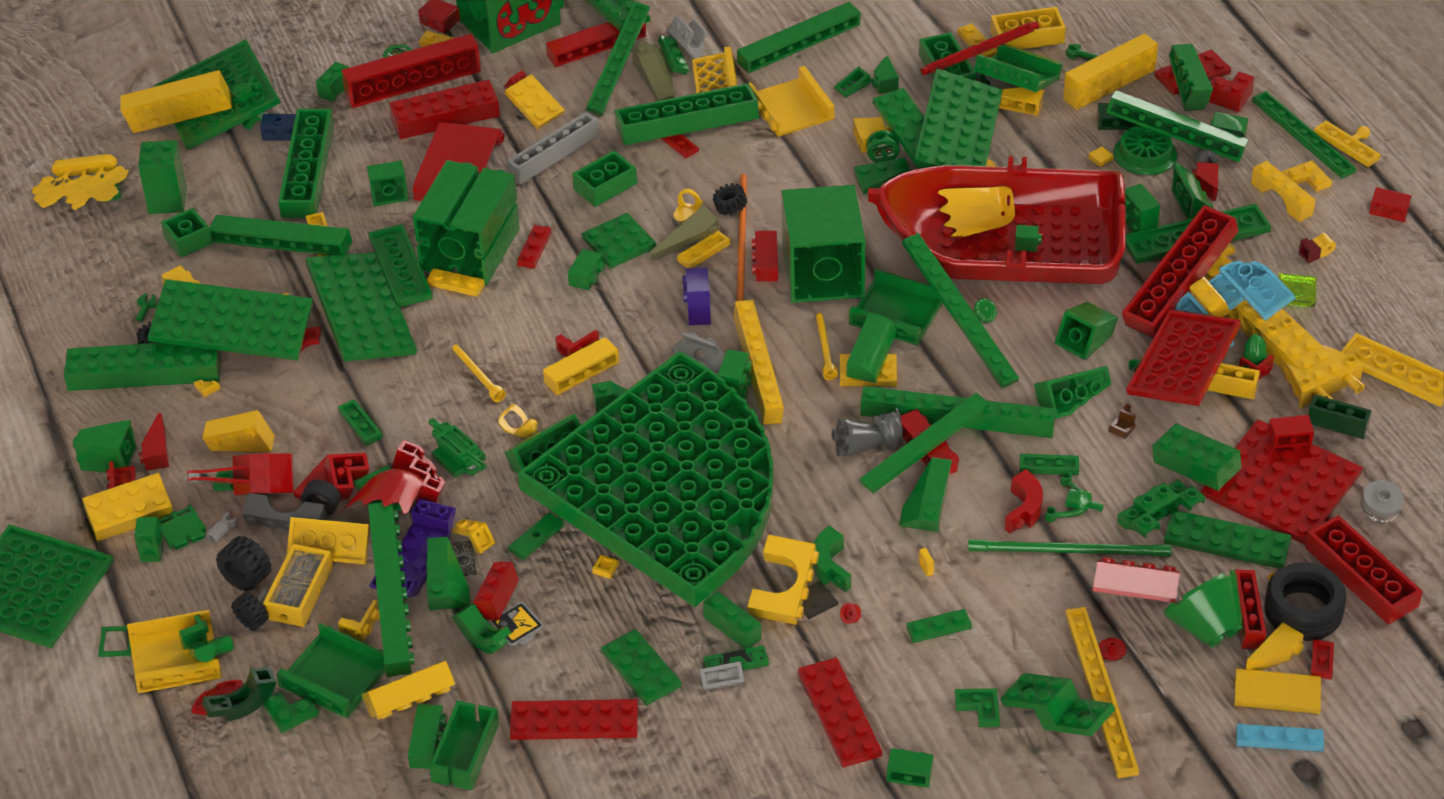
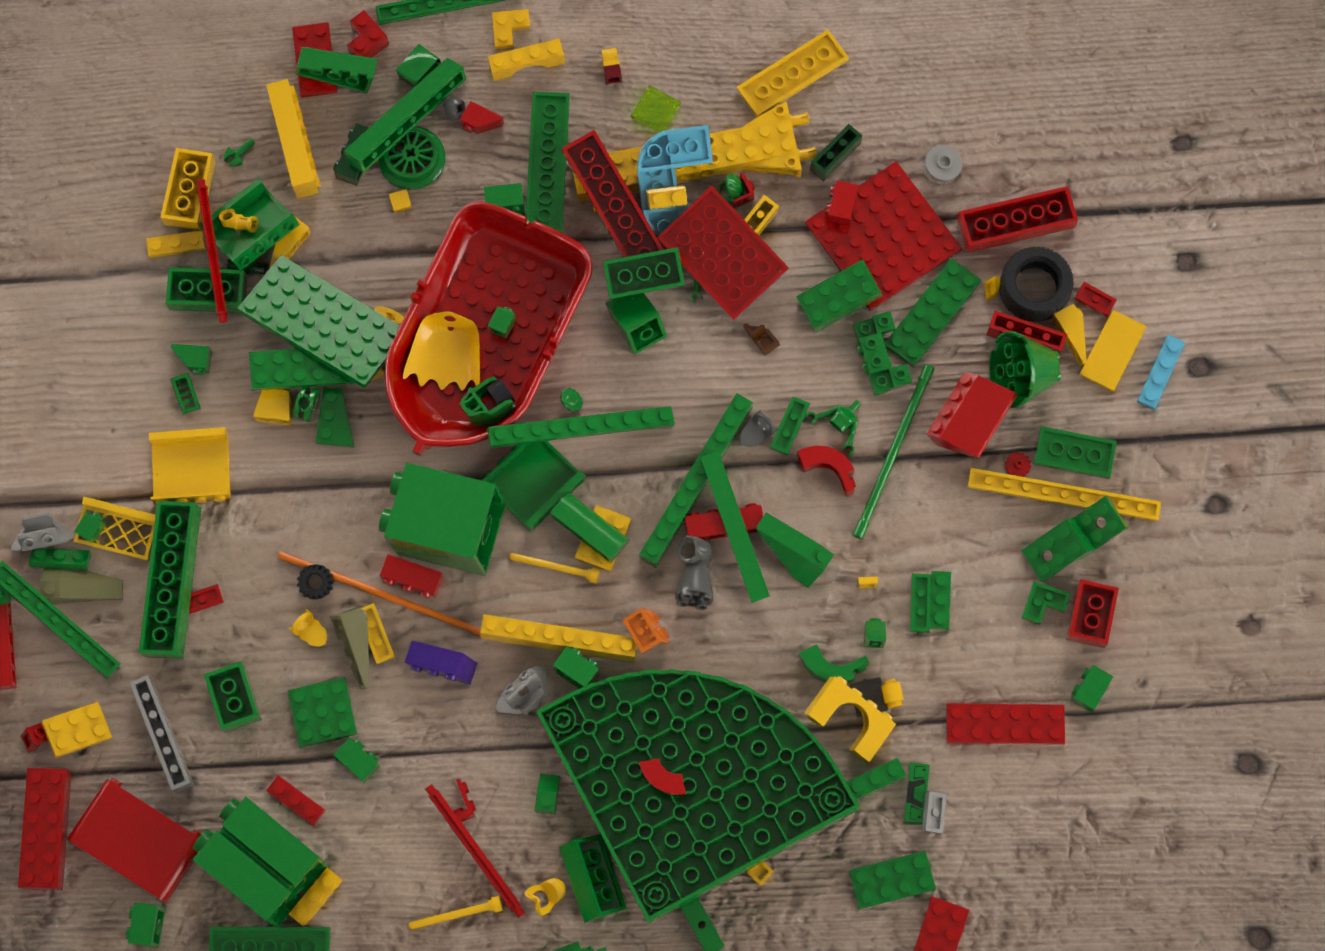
camera: 70 degrees left, 30 degrees up
(537, 360) = (473, 848): none -> red piece
(581, 366) = (493, 810): yellow brick -> none
(656, 443) = (661, 778): none -> red tile
(707, 58) = (90, 526): none -> green brick
(798, 37) = (91, 420): green brick -> none
(798, 410) = (645, 629): none -> orange bracket
(825, 611) = (892, 693): none -> yellow brick
(850, 613) = (902, 672): red tile -> none
(876, 578) = (875, 633): none -> green slope
(926, 608) = (920, 603): none -> green plate
(946, 243) = (476, 409): none -> green piece
(987, 742) = (1092, 613): none -> red brick
(1015, 56) = (238, 221): none -> yellow connector
(1030, 441) = (757, 430): none -> dark grey piece
(1072, 390) = (707, 375): green wedge -> none
(1127, 304) = (643, 273): none -> green brick
(1150, 687) = (1075, 452): none -> green plate
(1188, 192) = (500, 145): green slope -> none

